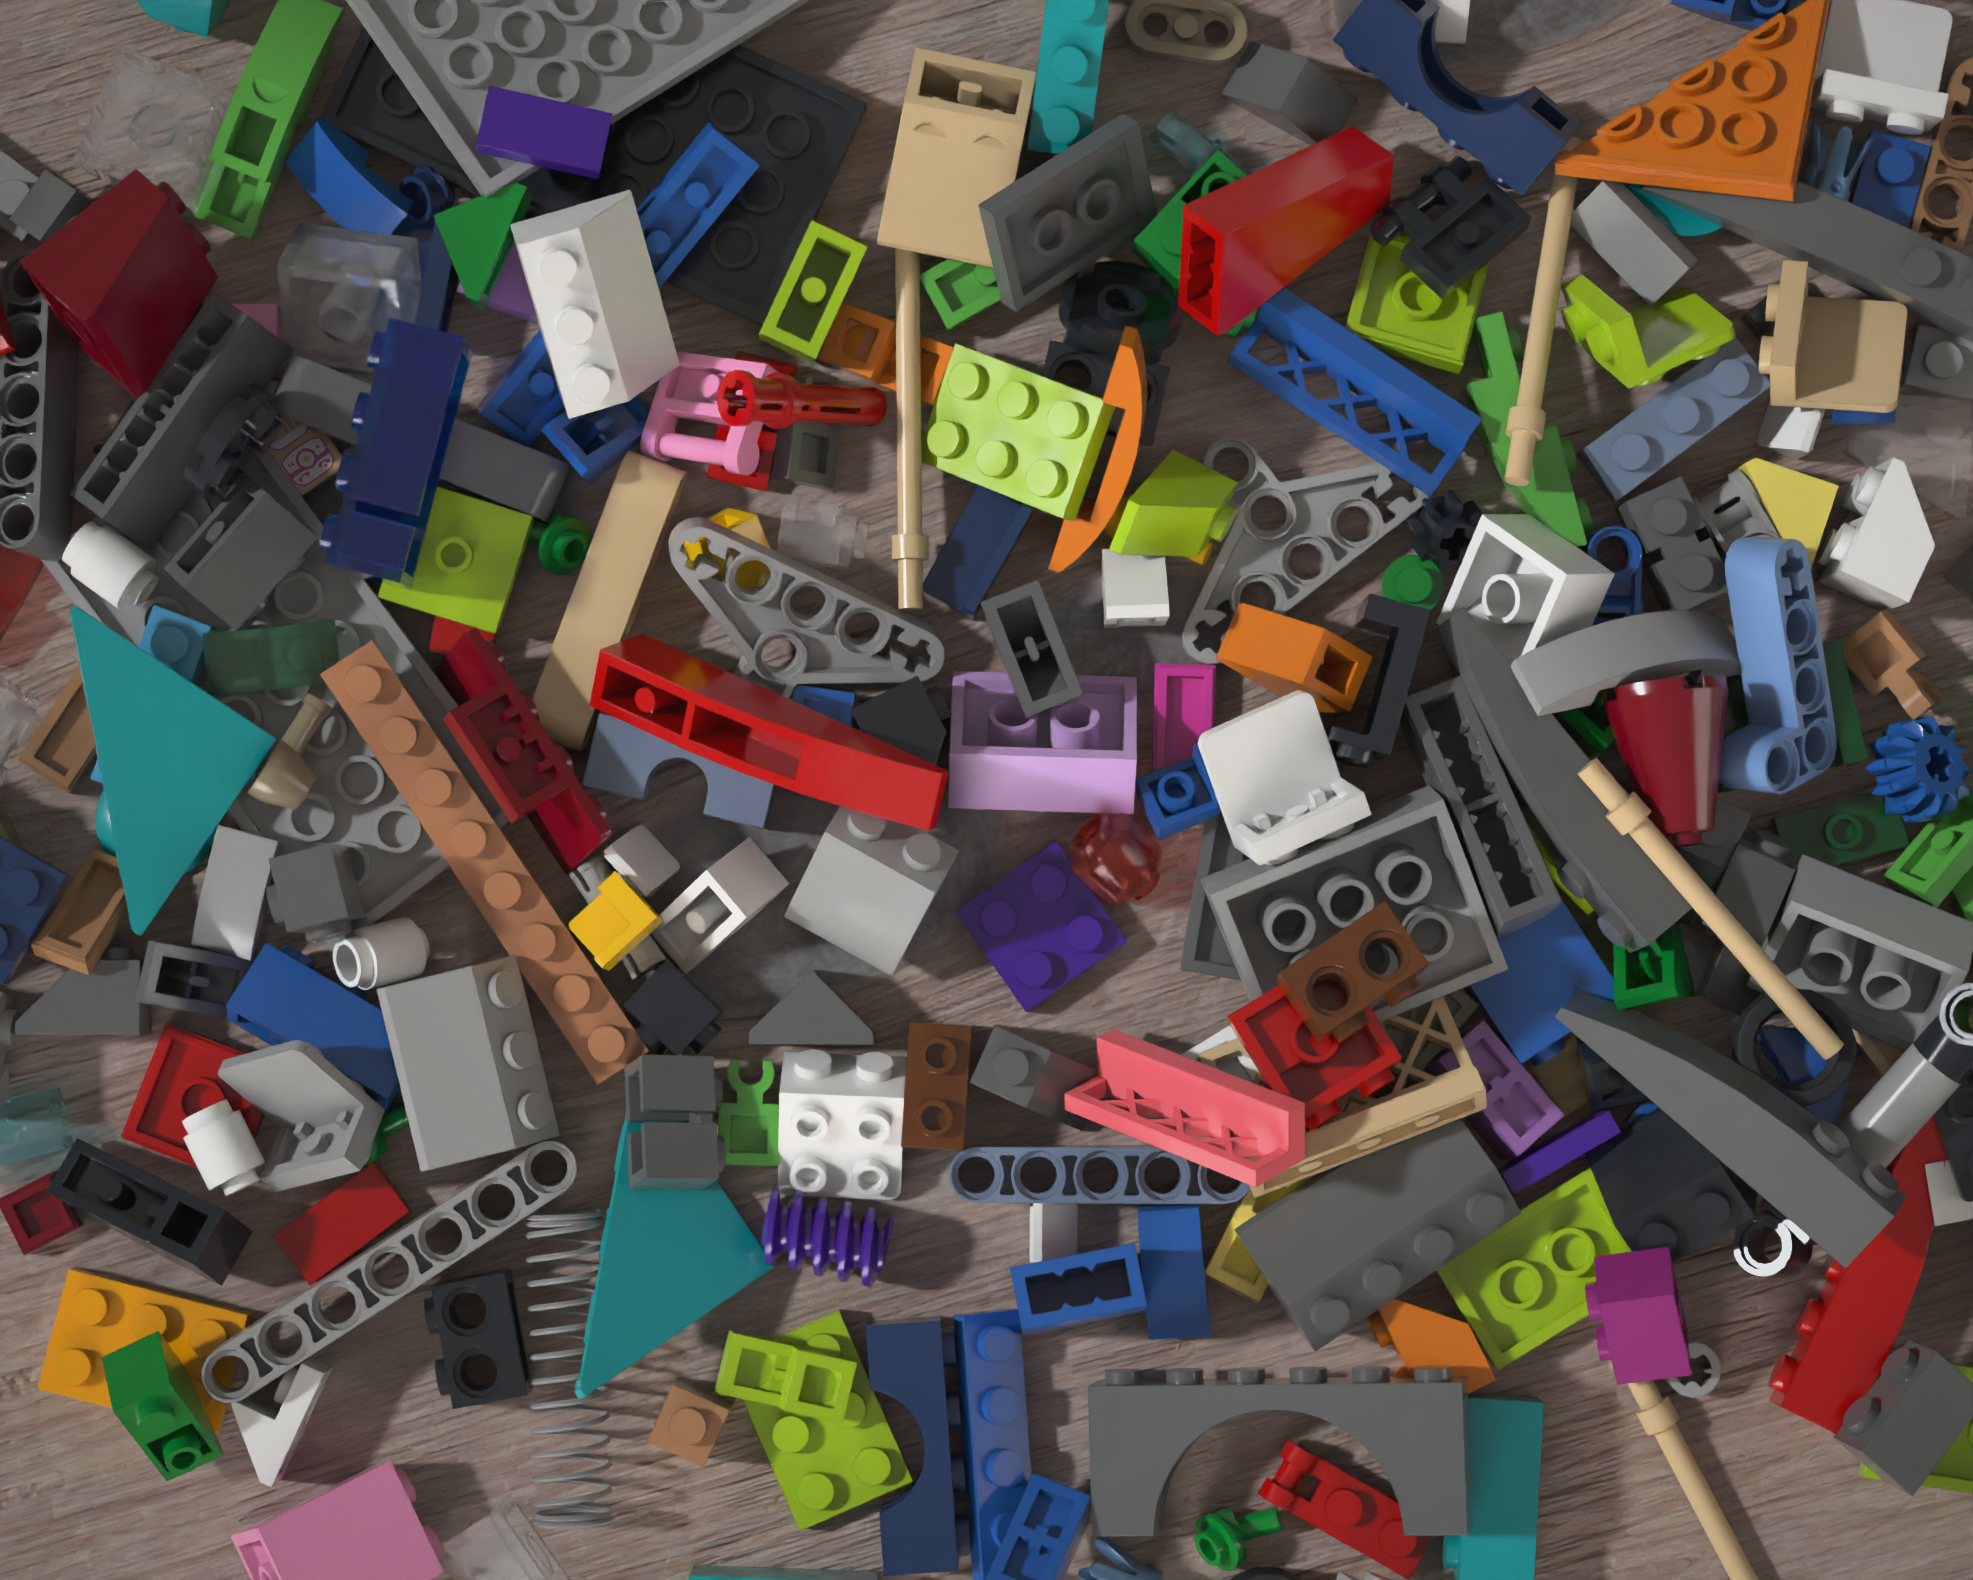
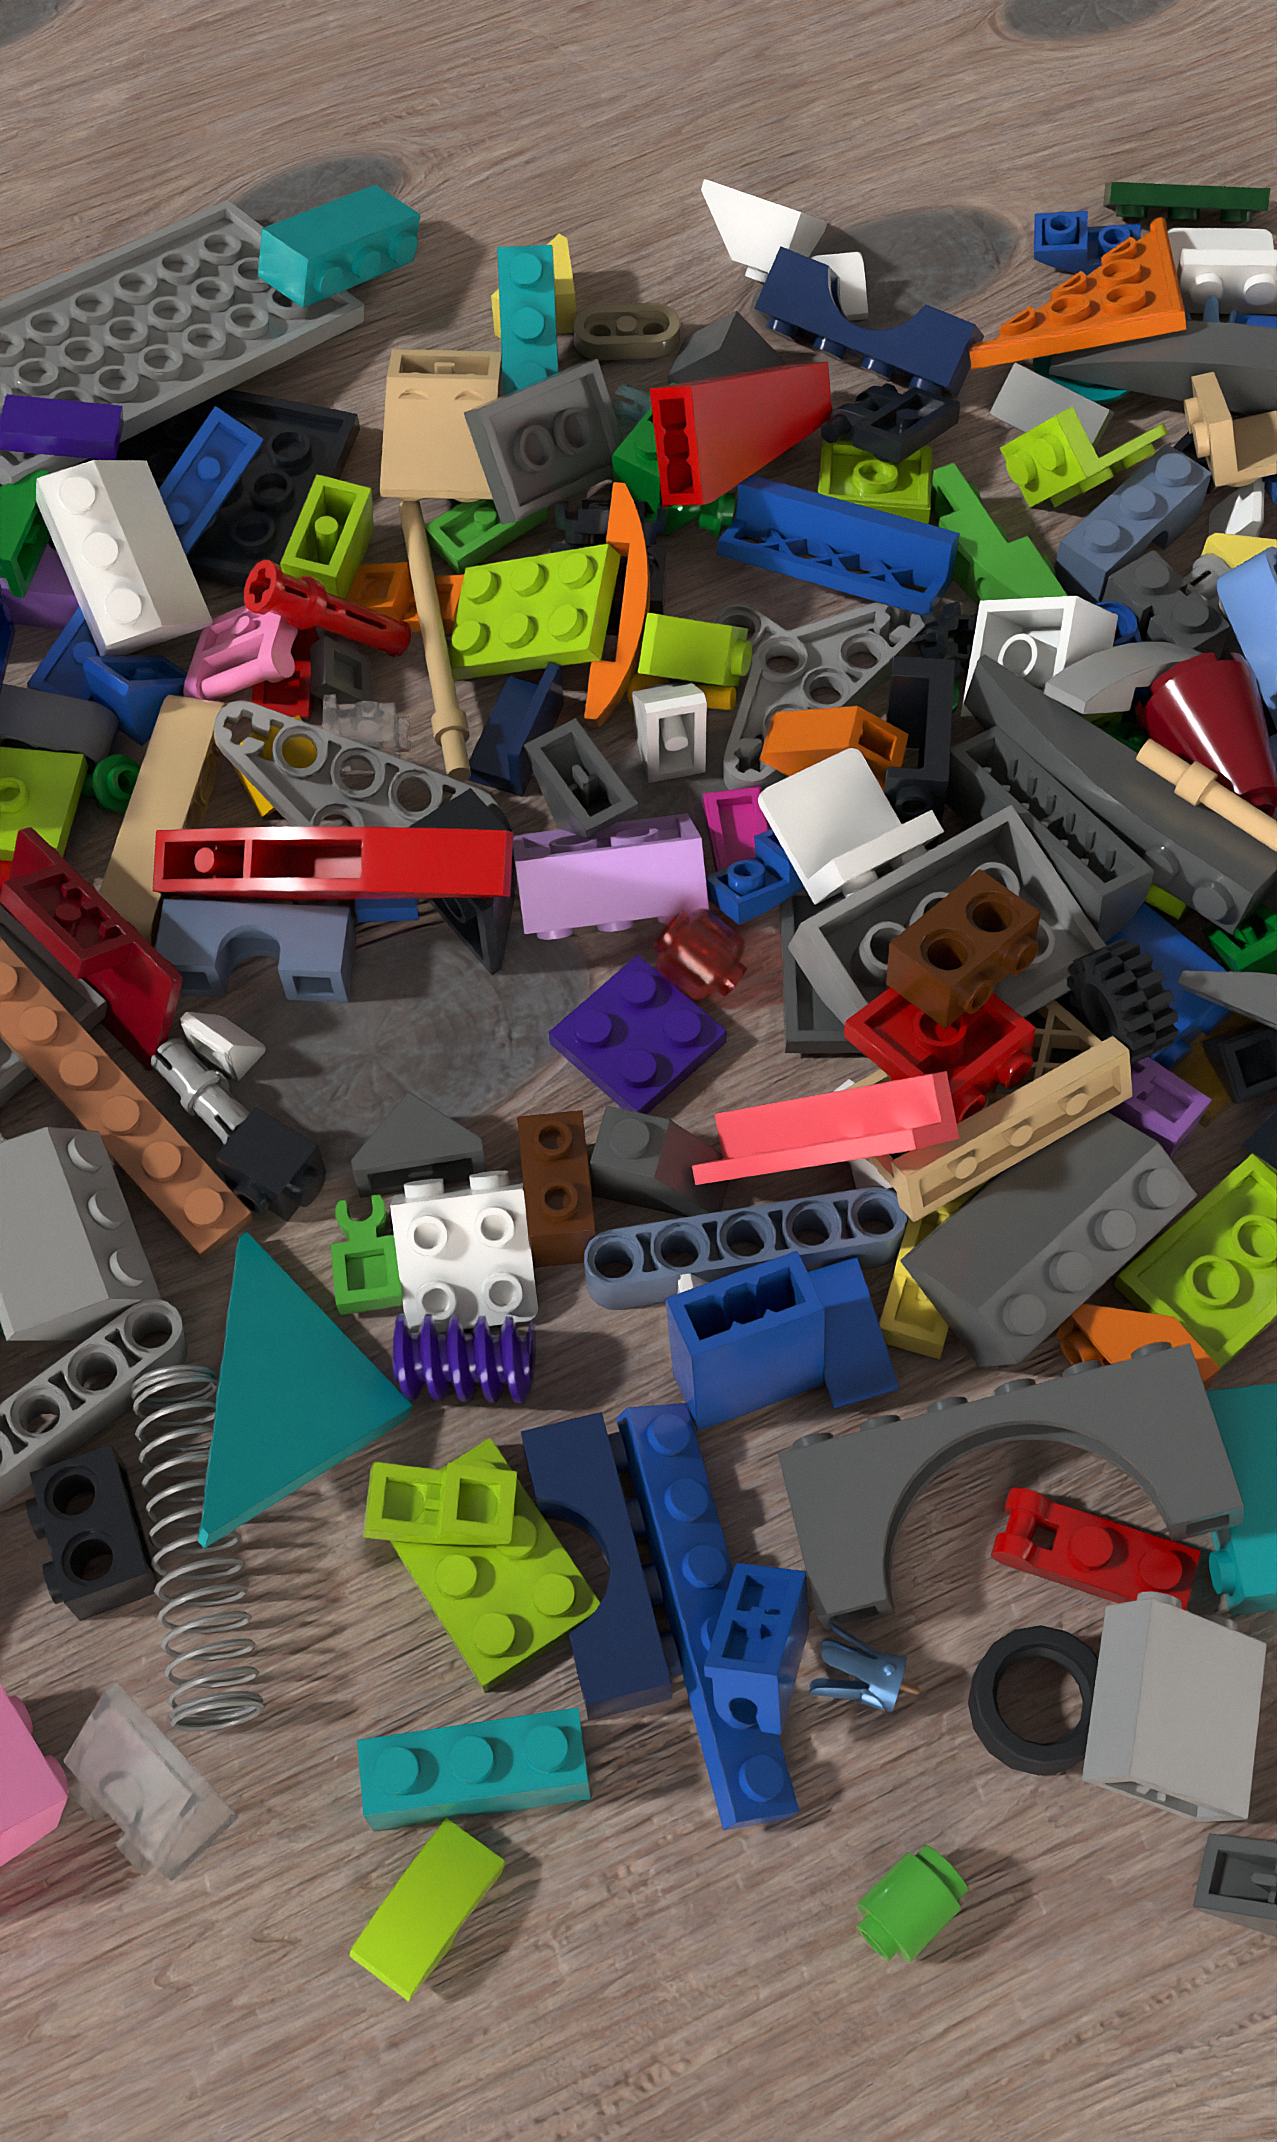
camera: 10 degrees left, 25 degrees down
(614, 921) = (204, 1078): yellow panel -> none
(677, 1135) = (284, 1253): dark grey piece -> none
(690, 1422) = (340, 1579): medium nougat brick -> none
(718, 904) = (306, 1058): white slope -> none
(870, 886) = (456, 994): light grey brick -> none
(1227, 1534) = (971, 1605): green plate -> none
(1495, 1029) = (1123, 998): none -> black tyre
(1527, 419) = (999, 523): tan bar -> none
(1558, 1150) = (1223, 1137): dark purple tile -> none

